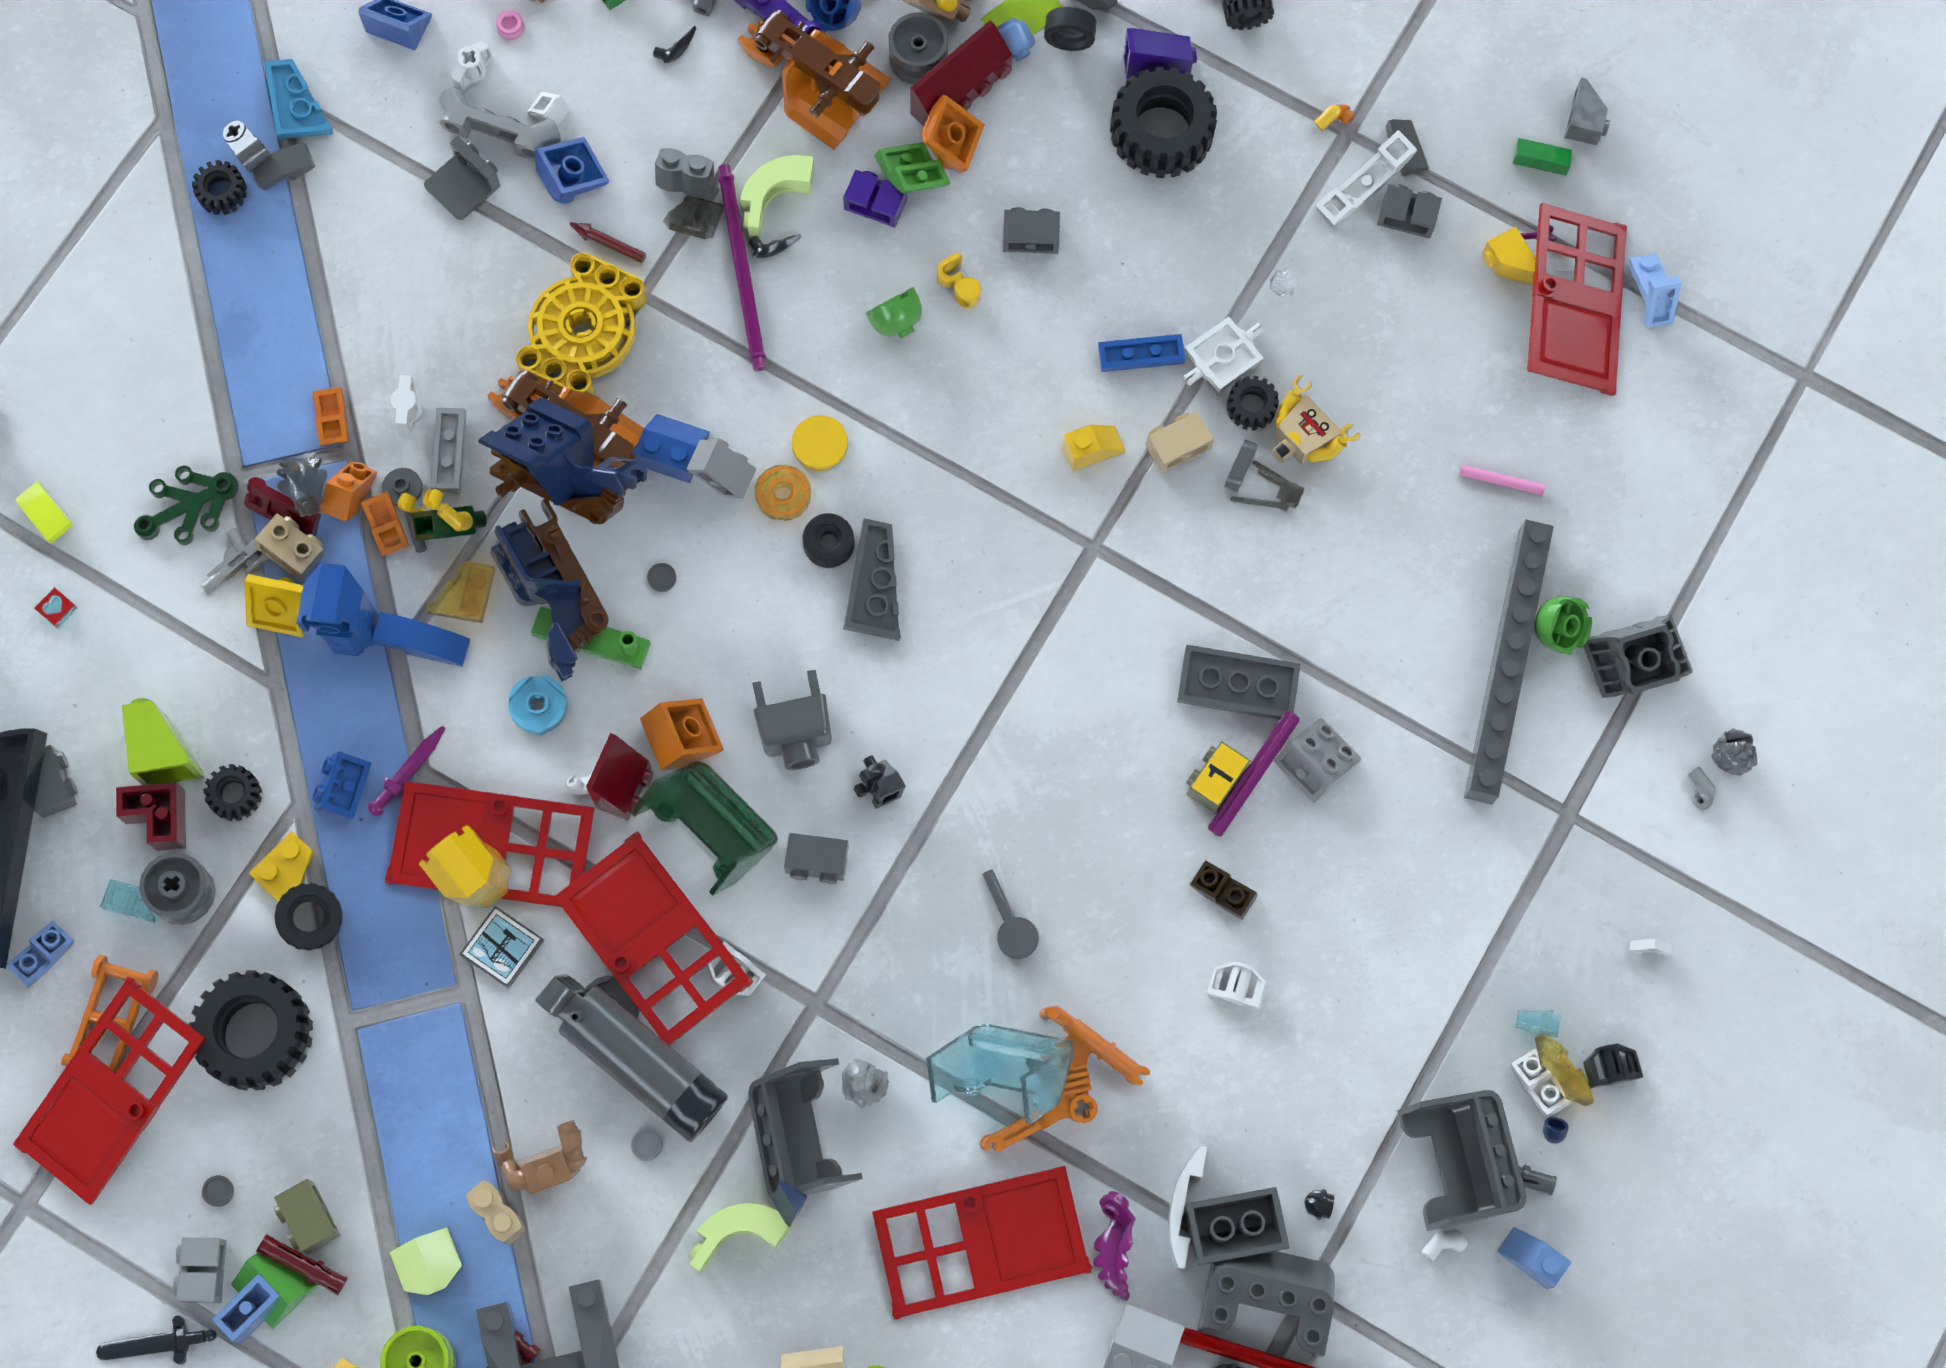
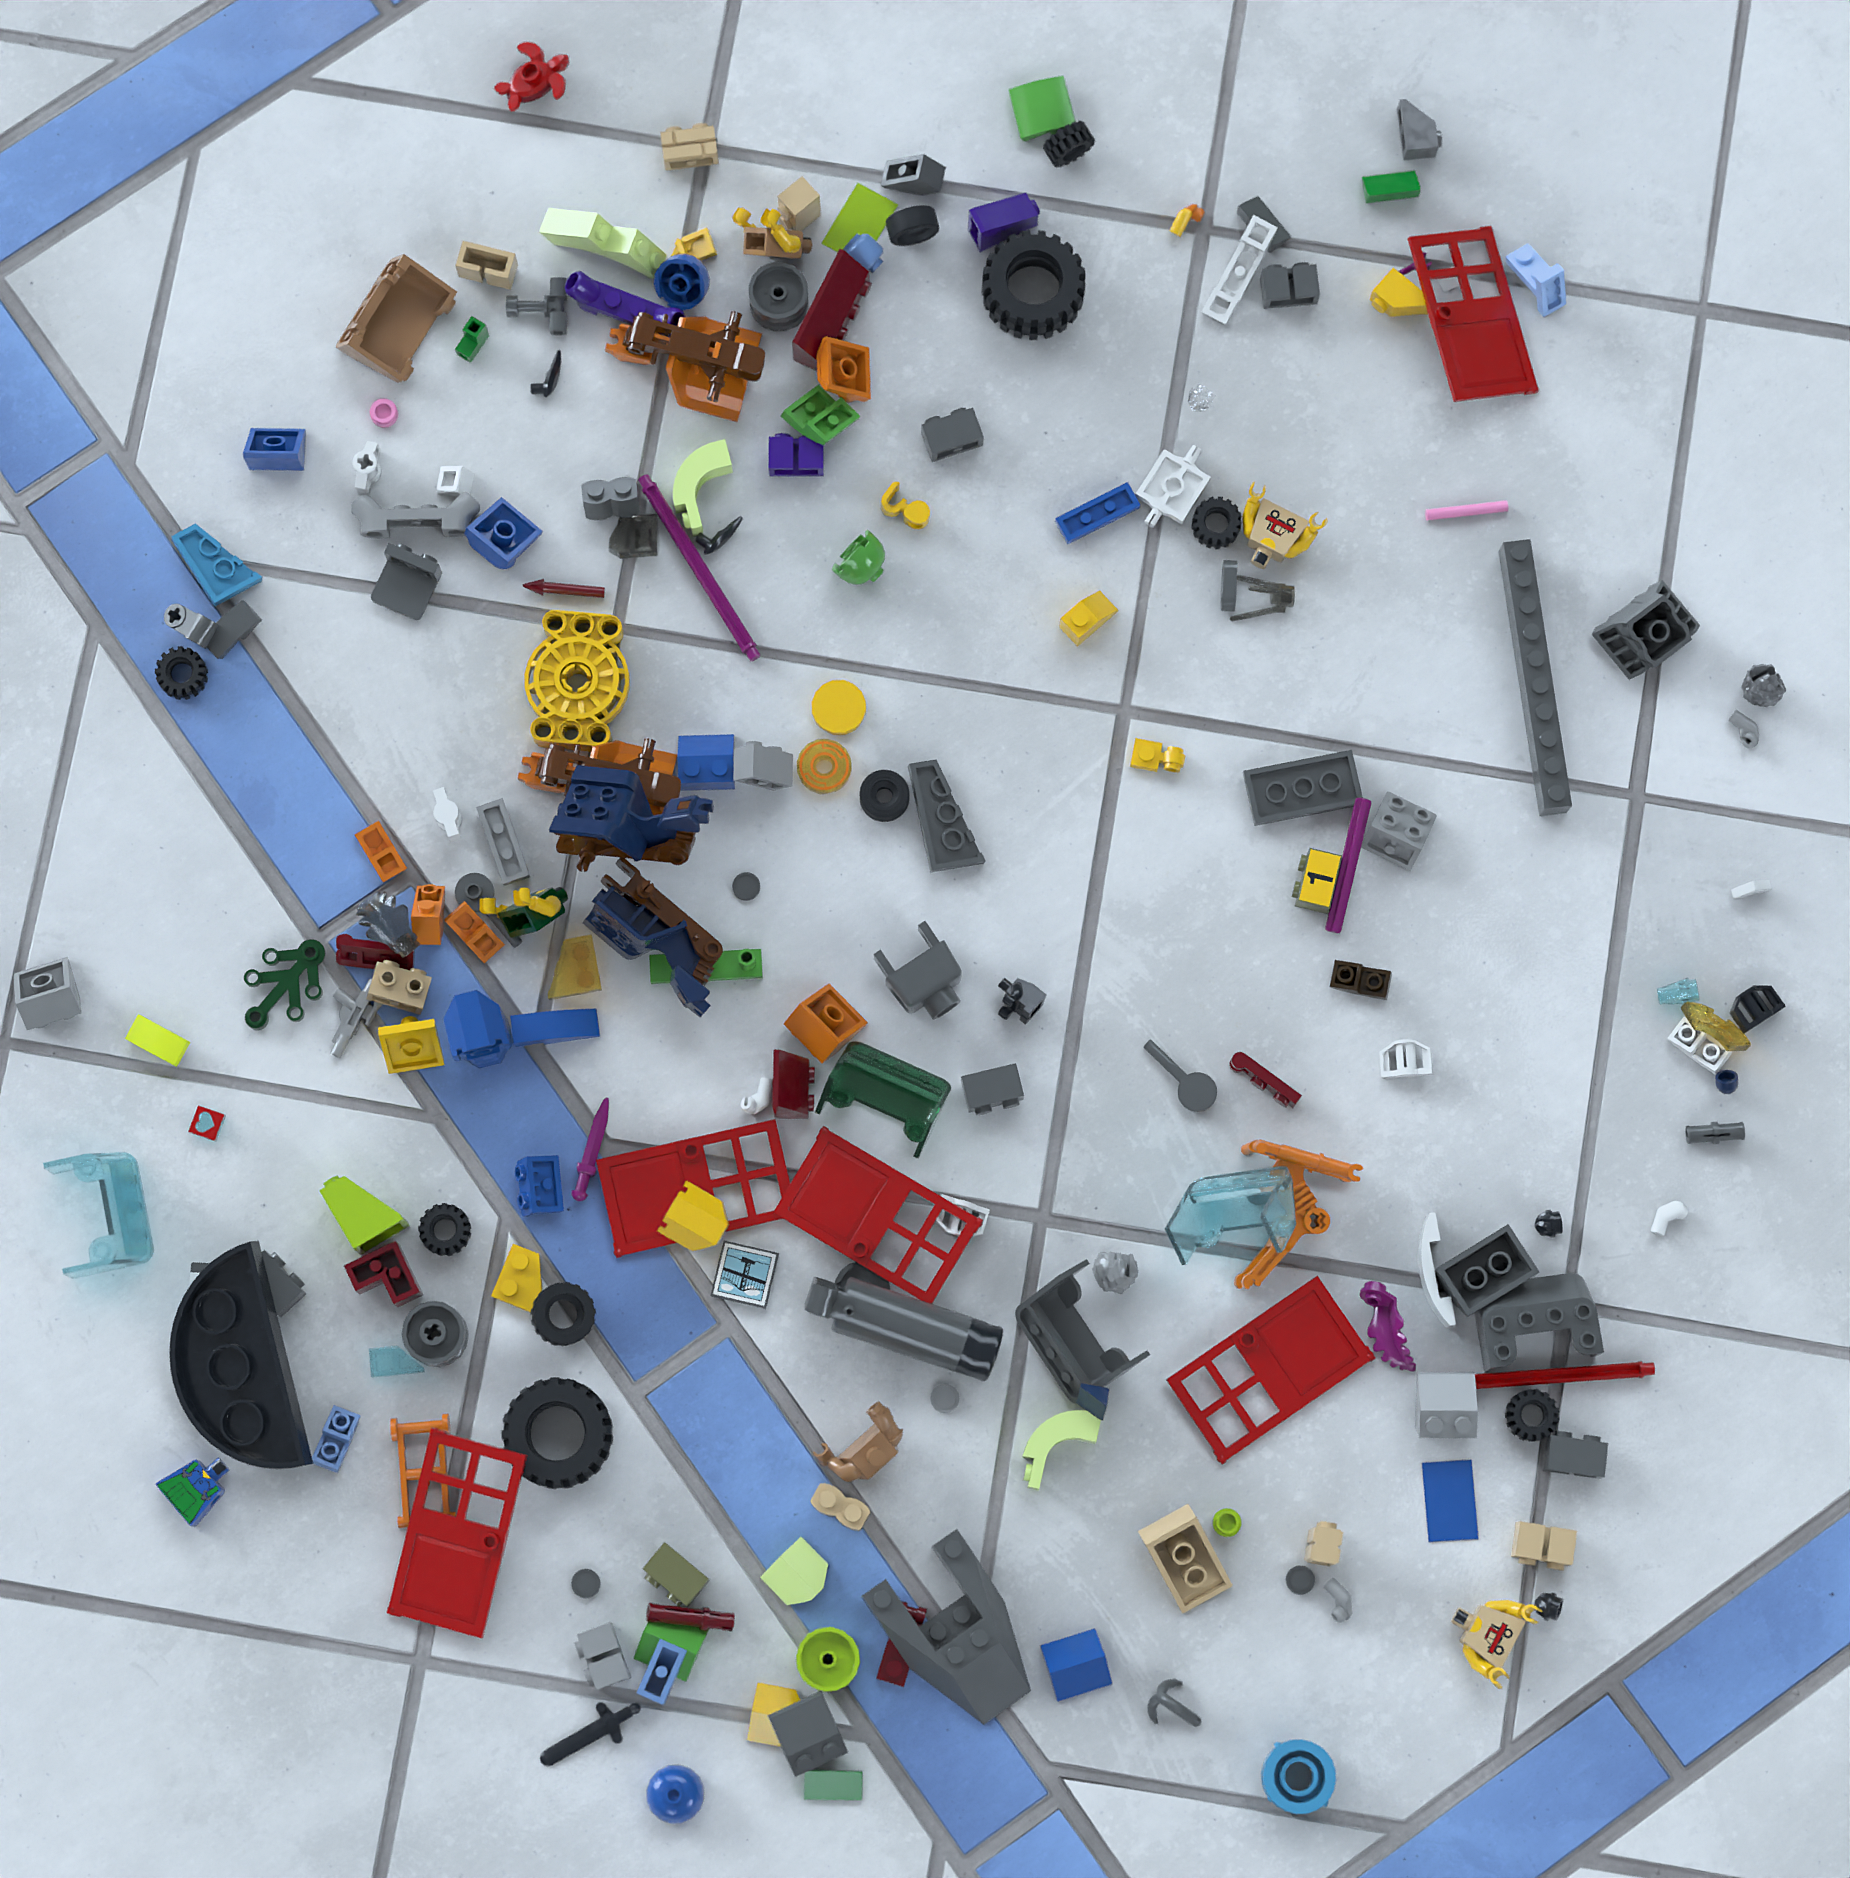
camera: 20 degrees left, 5 degrees up
(540, 720) = (692, 1059): medium azure plate -> none
(1088, 950) = (1264, 1079): none -> dark red plate
(1100, 597) = (1148, 755): none -> yellow plate
(1179, 441) = (1165, 584): tan brick -> none
(1472, 1157) = (1664, 1132): dark grey windscreen -> none
(1534, 1258) = (1749, 1199): medium blue slope -> none
(1563, 624) = (1571, 626): bright green cylinder -> none

